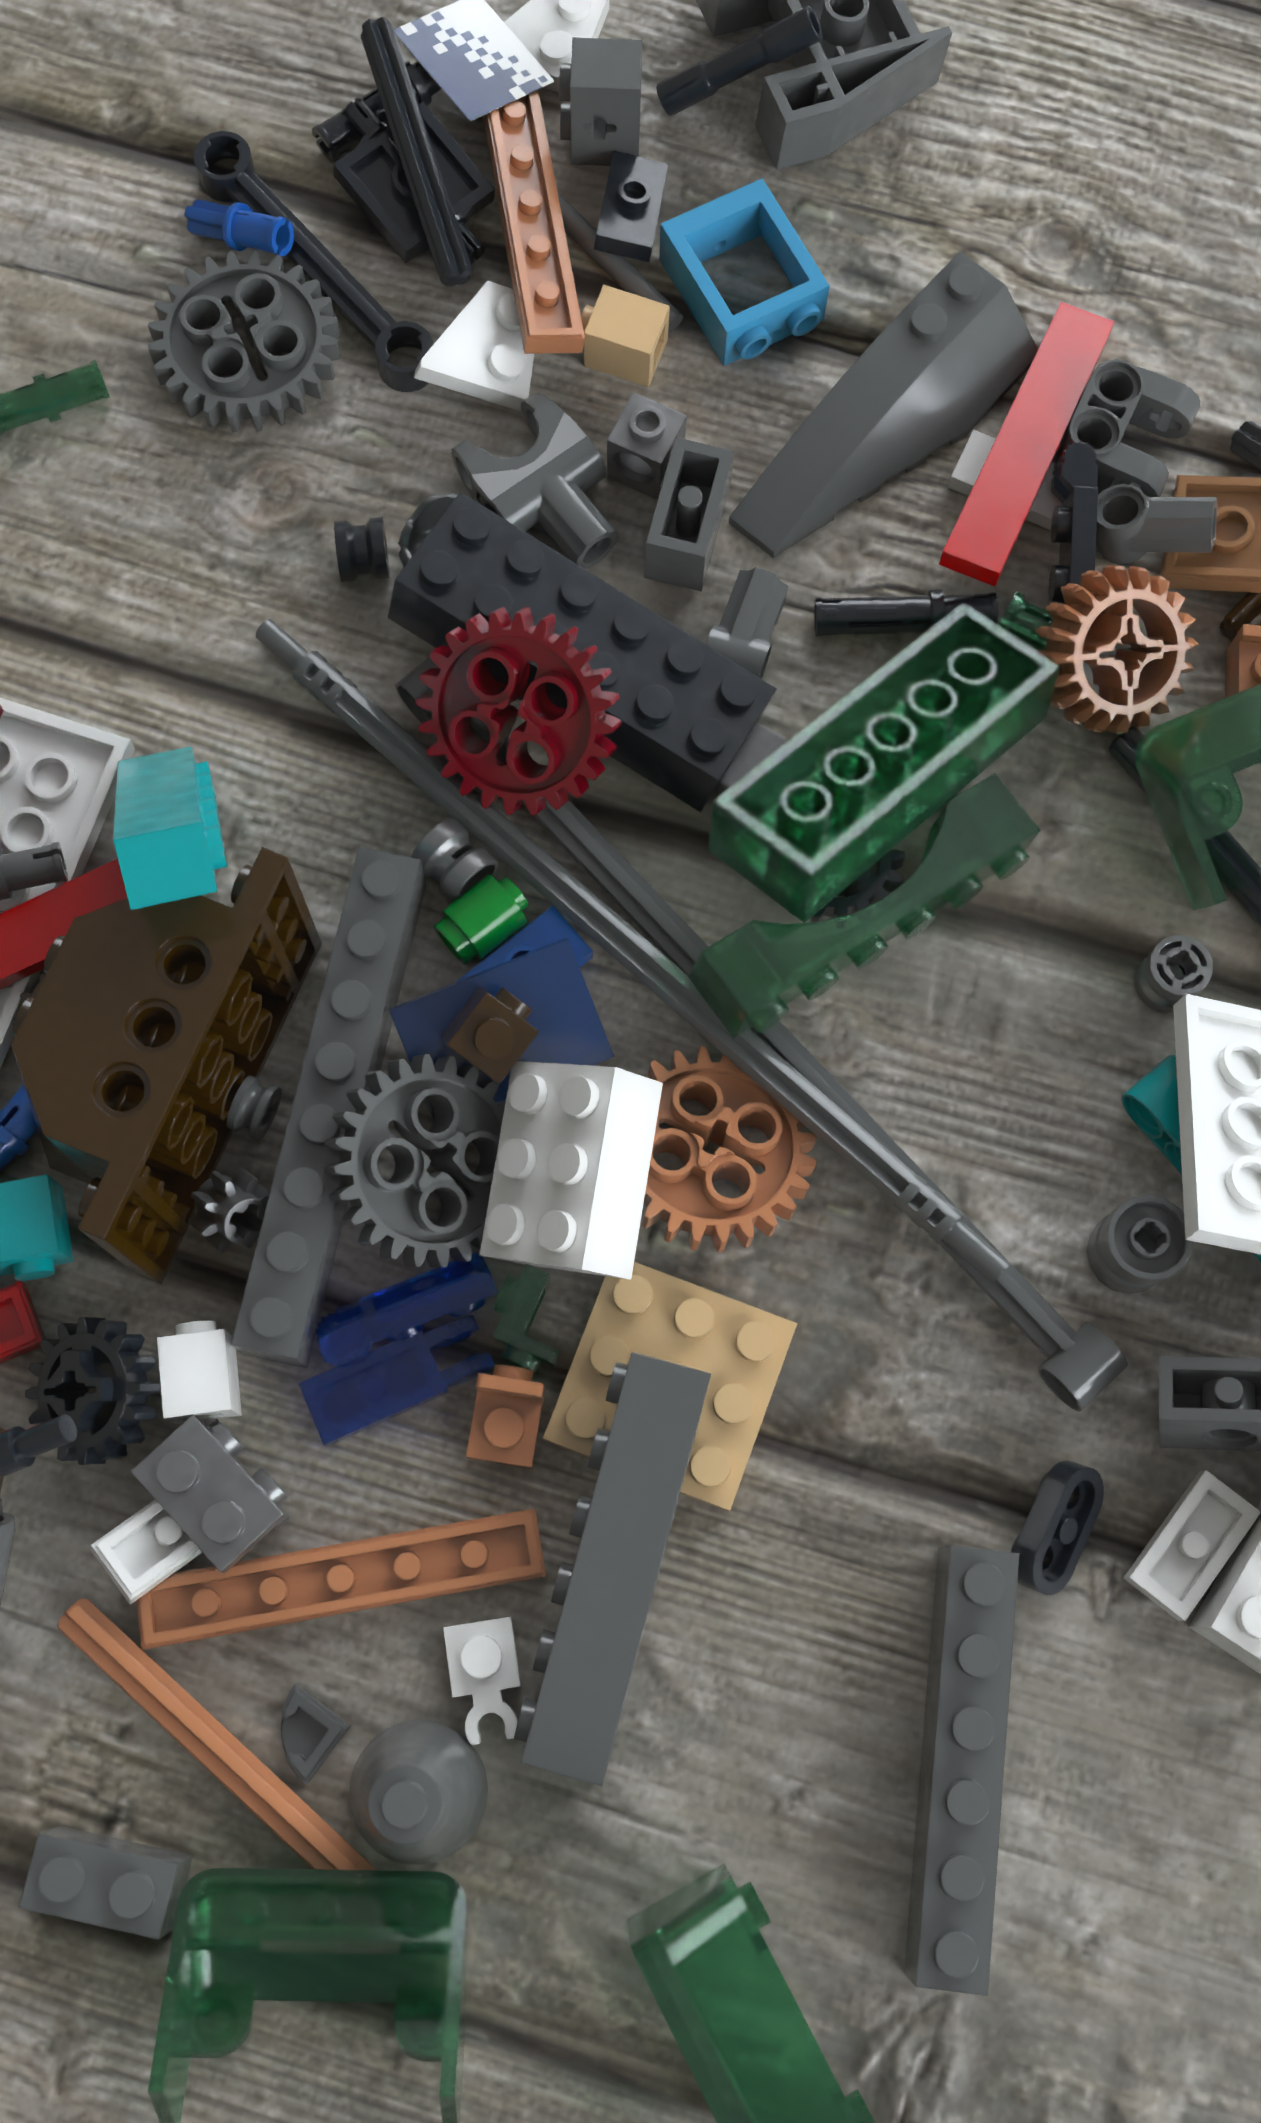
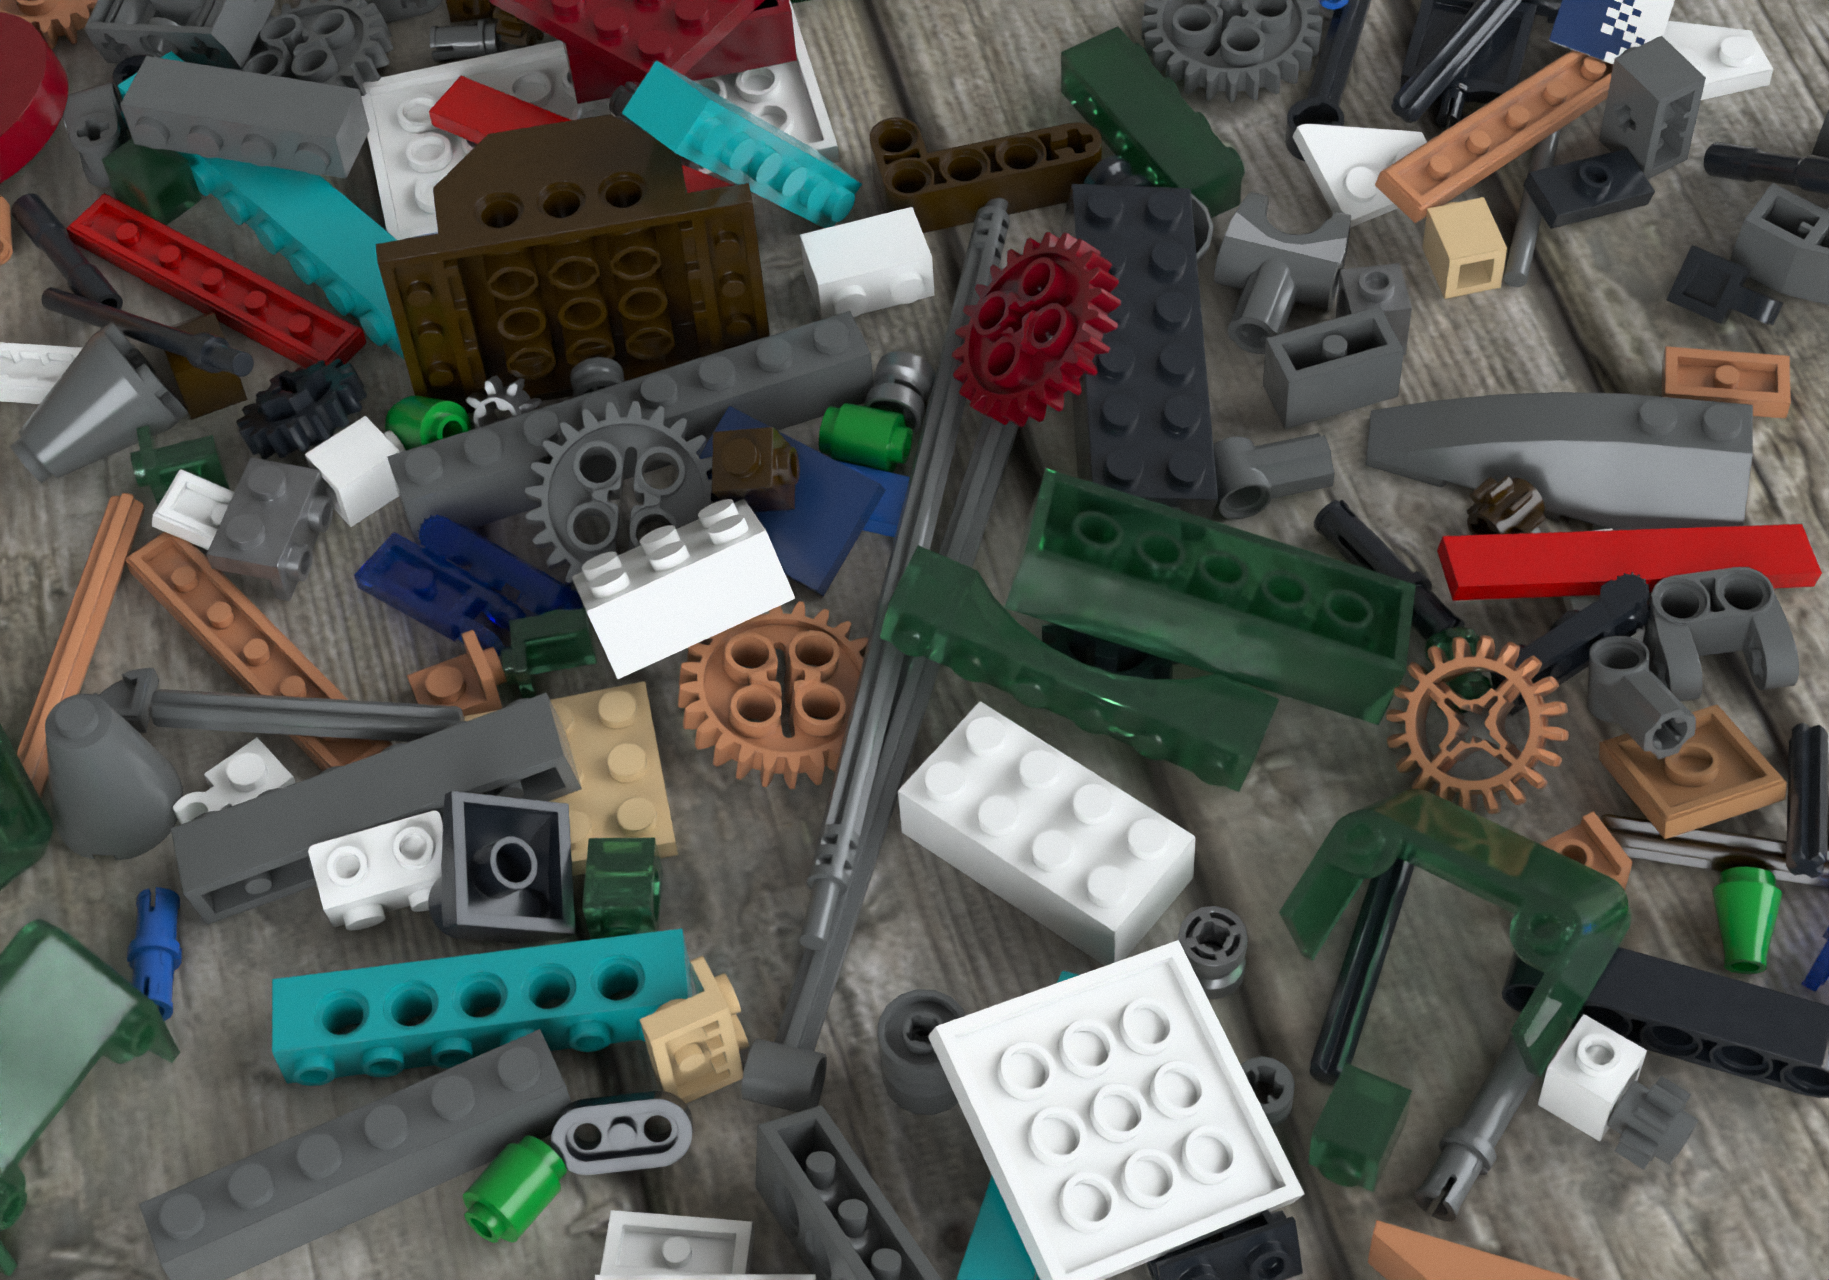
camera: 65 degrees right, 20 degrees down
(72, 1535) = (161, 465): none -> clear green bracket
(199, 1286) = (425, 420): none -> green brick
(252, 637) = (955, 182): none -> dark brown beam
(291, 797) = (868, 264): none -> white brick
(304, 475) = (1149, 120): none -> clear green brick
(461, 1575) = (299, 715): none -> dark grey axle
(623, 1840) = (155, 950): none -> blue pin
(691, 1590) = (378, 870): none -> white bracket
(721, 227) = (1614, 249): dark azure window -> none
(771, 1489) = (504, 870): none -> black slope
(777, 1730) = (452, 989): none -> teal brick
(804, 188) = (1715, 287): none -> black plate
(826, 1396) = (622, 887): none -> clear green brick
(892, 254) = (1729, 378): none -> nougat plate
(916, 492) = (1505, 507): none -> dark brown gear
(991, 1026) = (1047, 835): none -> white brick
(1036, 1428) = (697, 1038): none -> tan bracket
(1057, 1646) = (514, 1190): none -> green brick

